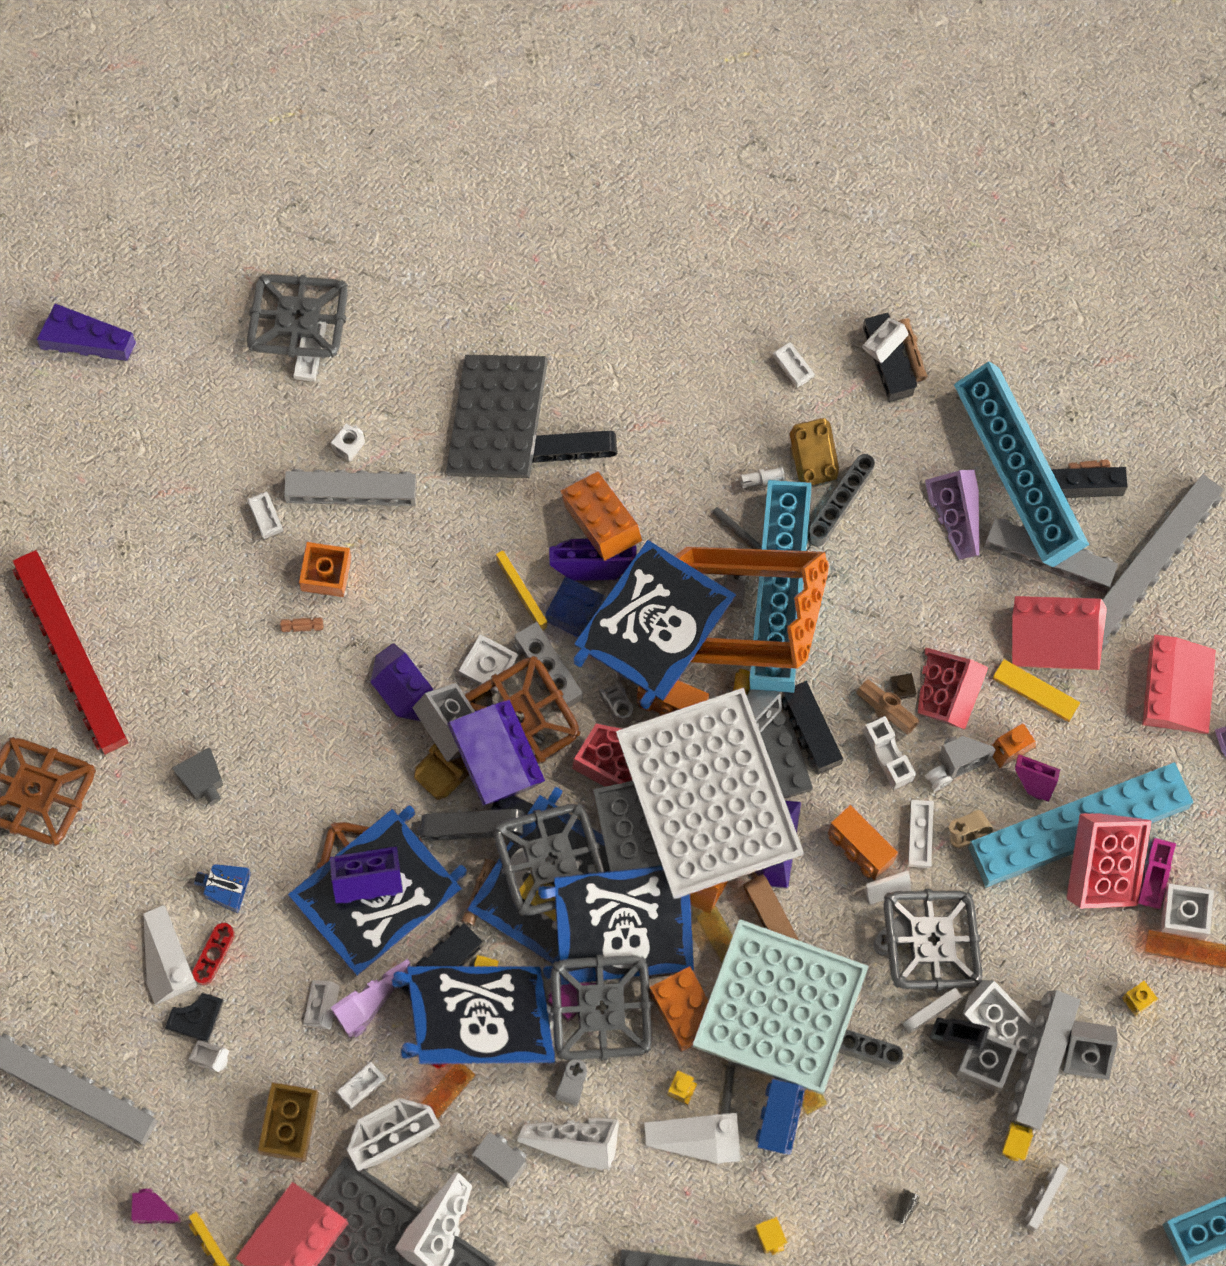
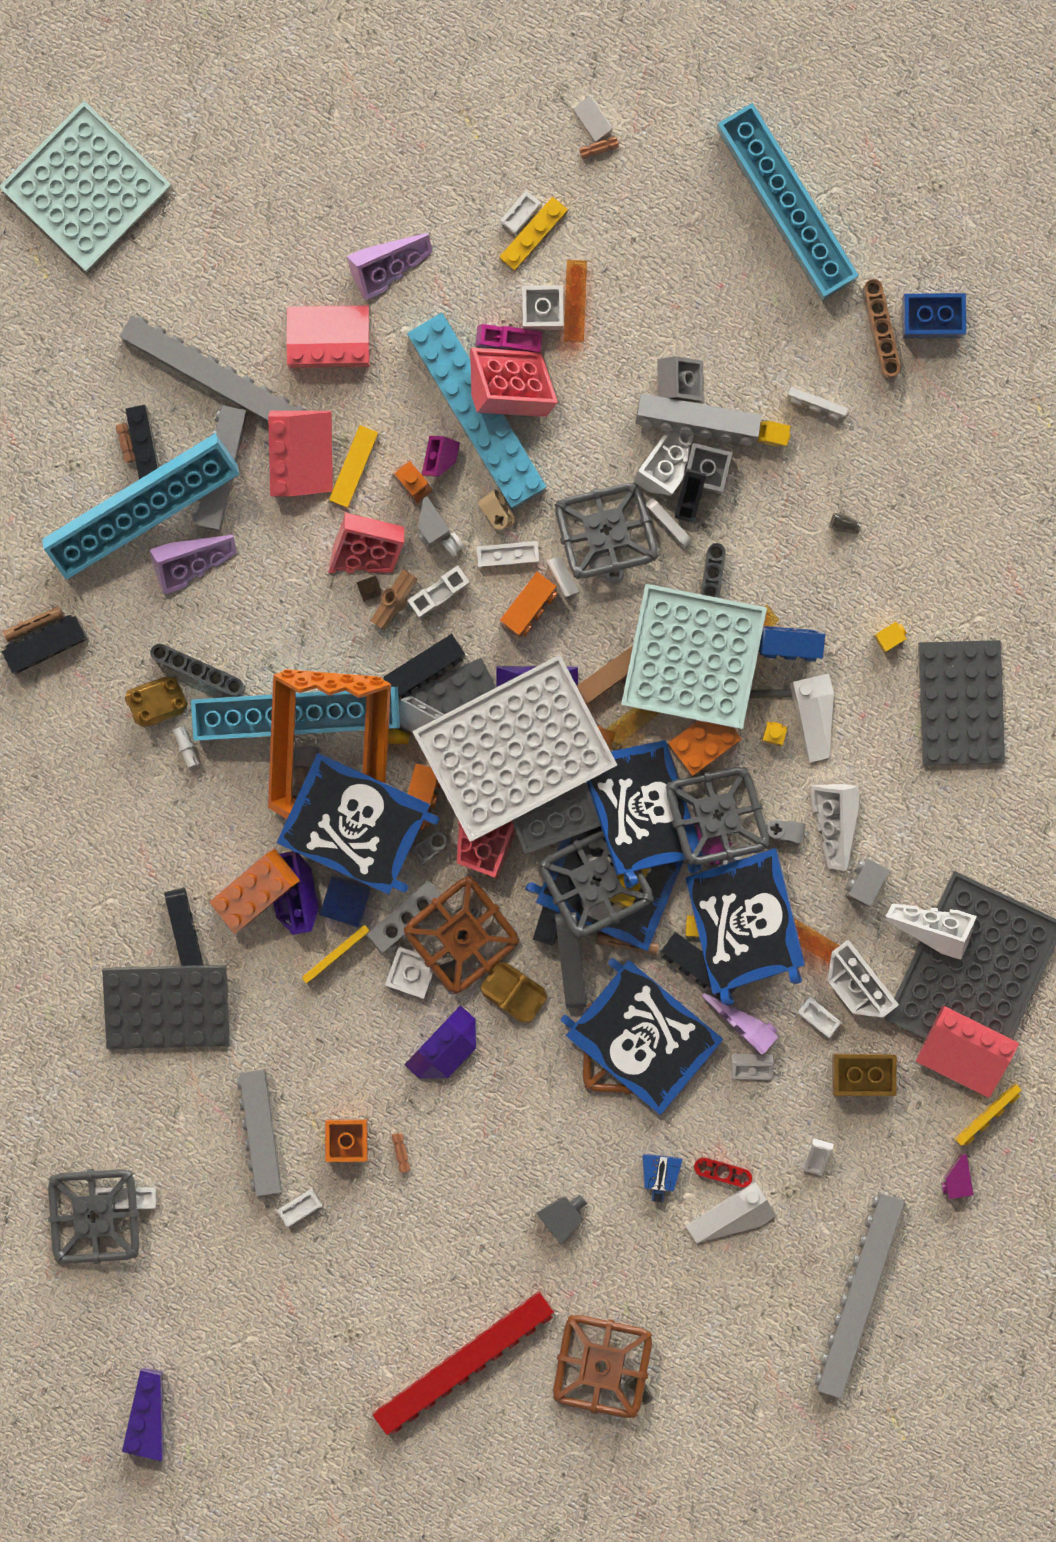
camera: 95 degrees left, 15 degrees up
(196, 1019) = (784, 1175): black tile -> none
(345, 450) = (222, 1147): white brick -> none
(366, 875) = (632, 1047): dark purple slope -> none
(439, 708) = (479, 994): light grey brick -> none
(496, 752) = (504, 948): dark purple slope -> none
(736, 528) = (241, 762): dark grey bar -> none
(793, 365) = (66, 734): white plate -> none
(885, 339) = (31, 650): white slope -> none
(1139, 998) = (627, 341): yellow brick -> none

